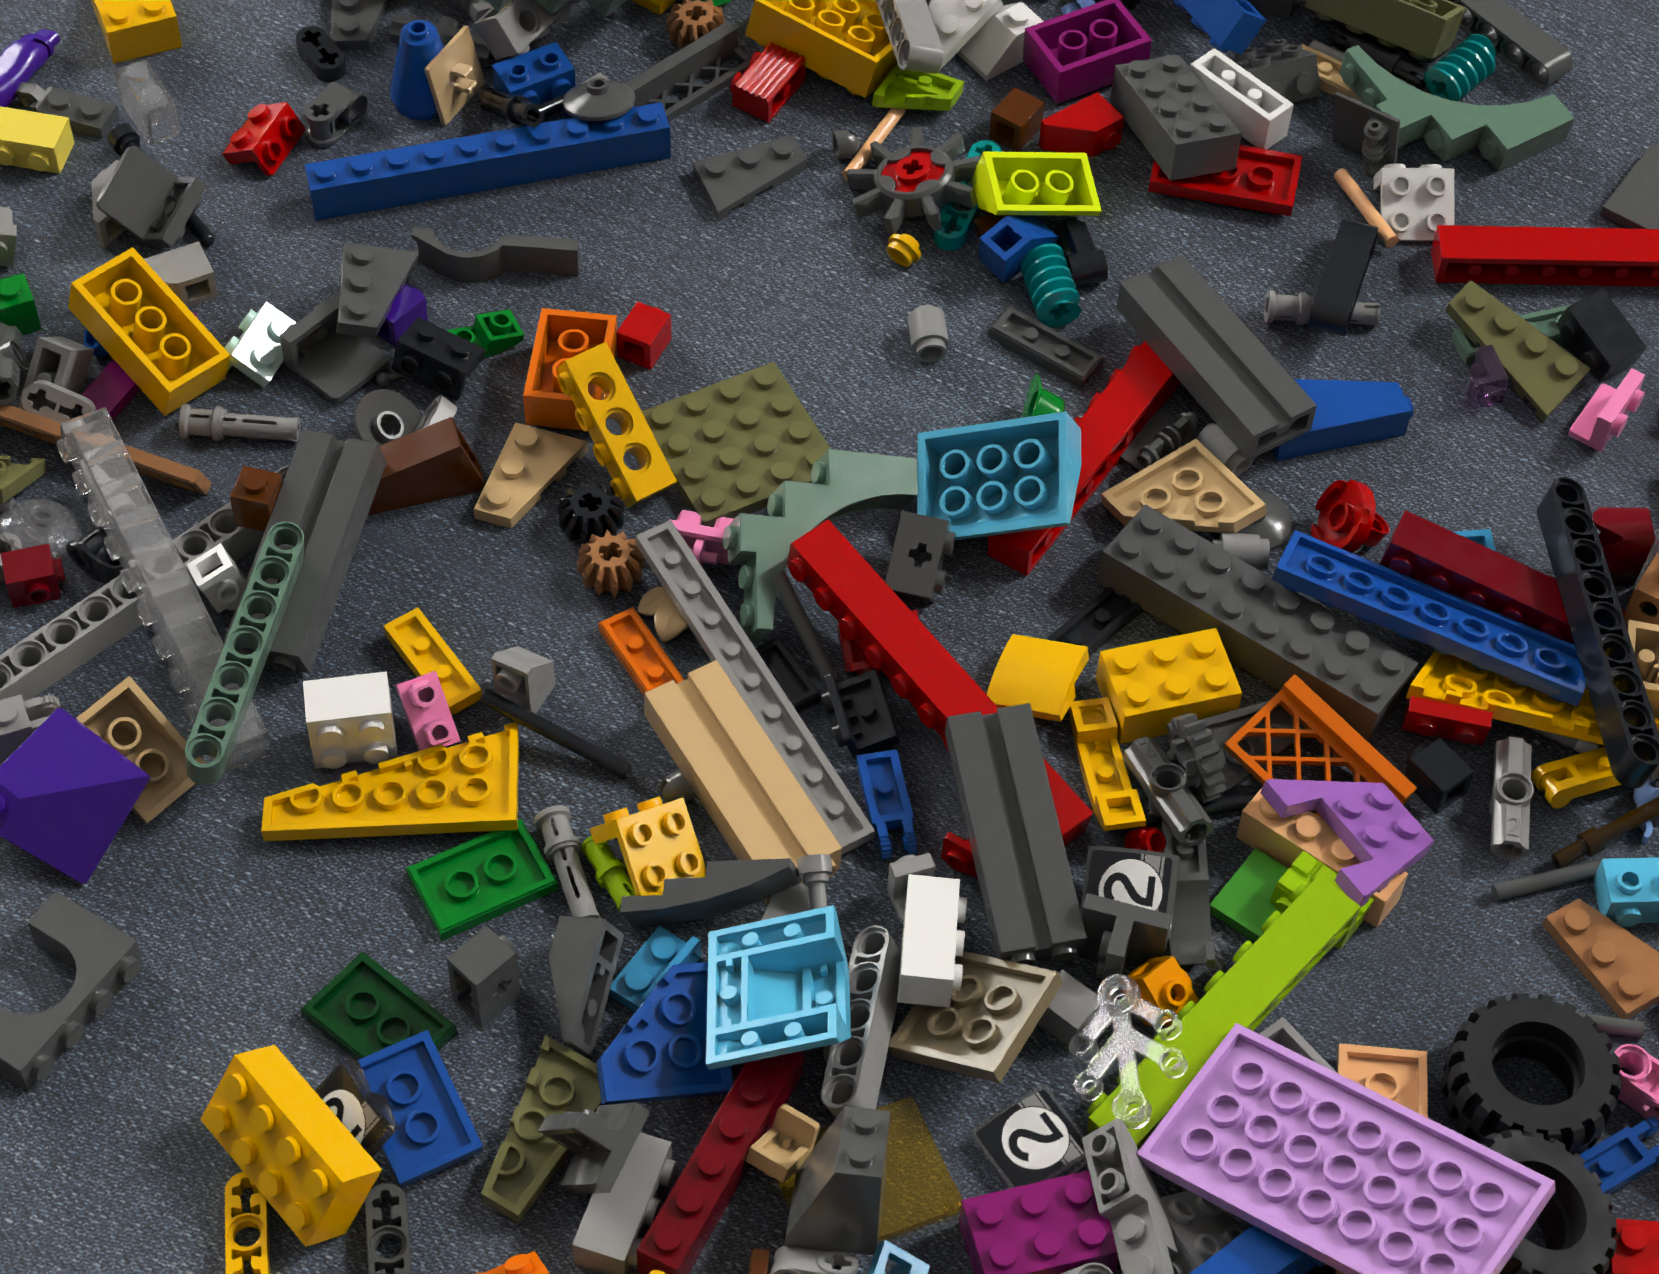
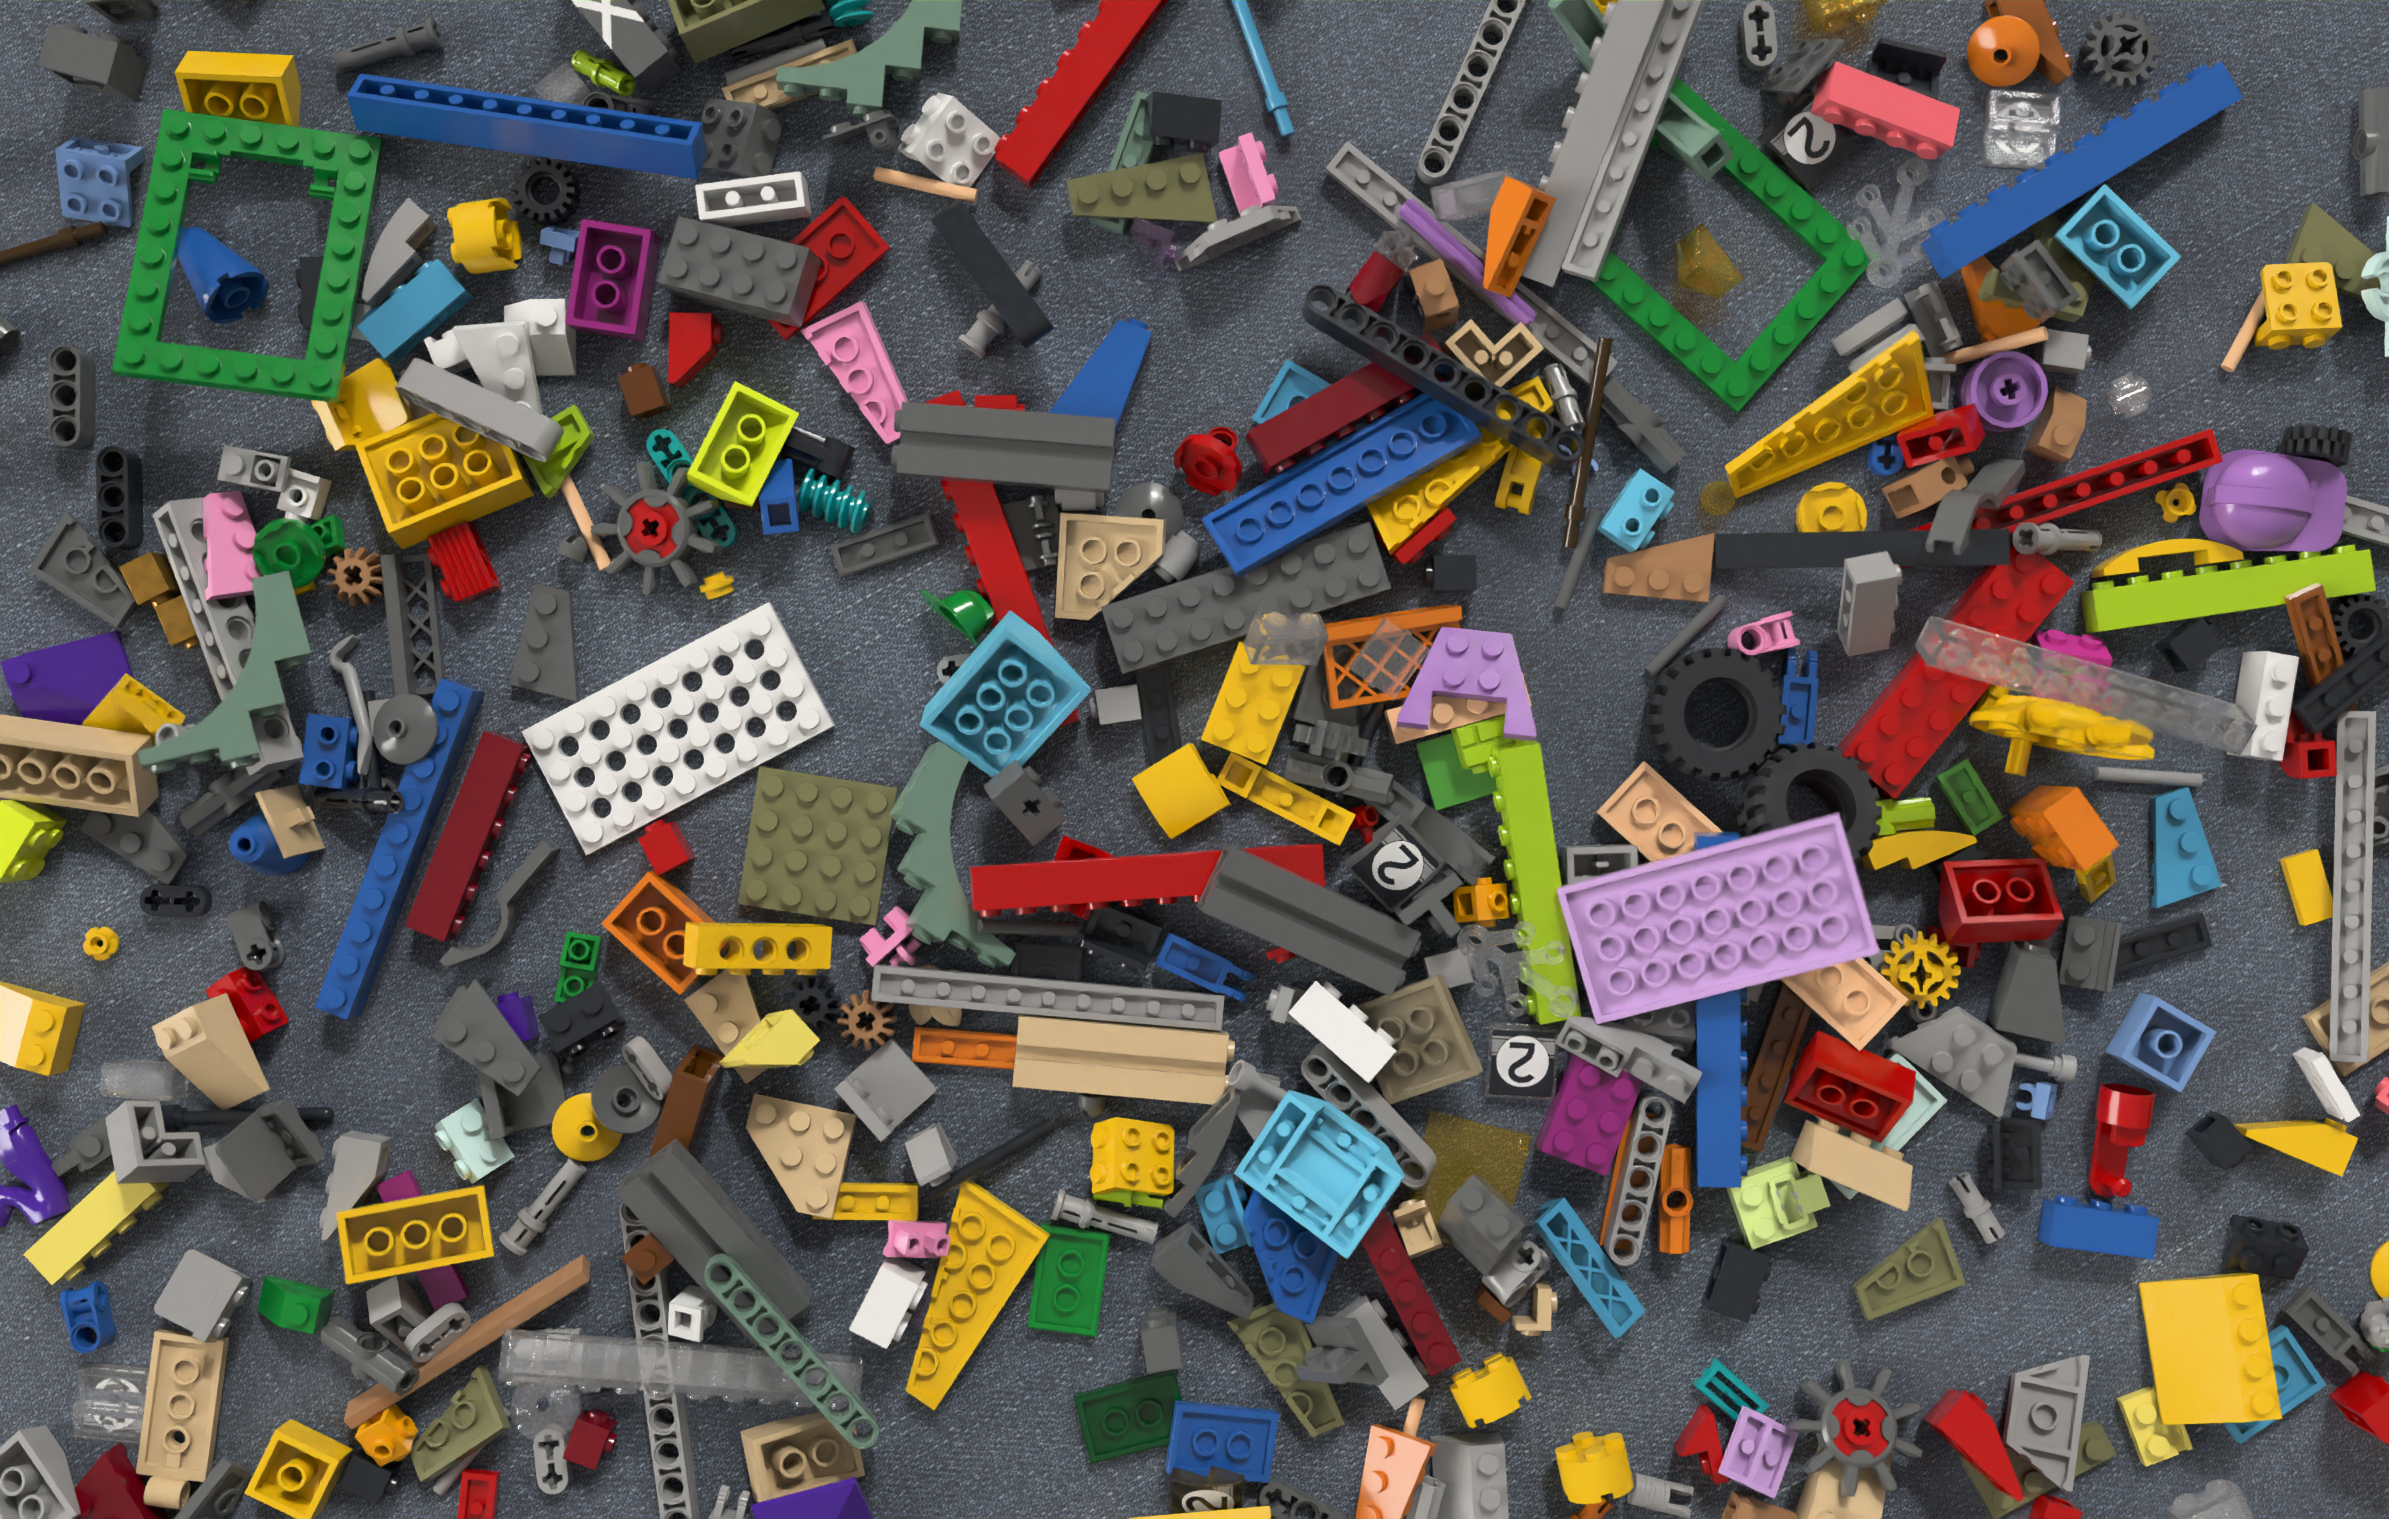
camera: 50 degrees left, 35 degrees up
(88, 121) = (145, 1151): none -> light grey brick
(210, 122) = (212, 1052): none -> tan slope
(245, 27) = (109, 939): none -> yellow plate
(319, 405) = (567, 1127): none -> yellow dish
(446, 583) = (804, 1150): none -> tan plate
(529, 484) = (774, 1042): none -> light yellow slope
(539, 200) = (469, 836): none -> dark red brick
(552, 614) = (885, 1089): none -> light grey bracket
(610, 60) = (356, 700): none -> light grey piece
(764, 312) = (639, 689): none -> white piece
(928, 333) = (813, 629): light grey brick -> none
(1068, 584) = (1116, 705): none -> light grey brick
(1185, 229) = (859, 359): none -> bright pink wing
(1254, 652) = (1285, 639): none -> clear brick
(1315, 750) = (1389, 658): none -> clear piece
(1511, 817) = (1523, 556): light grey piece -> none
(1555, 425) = (1226, 236): none -> light grey wing

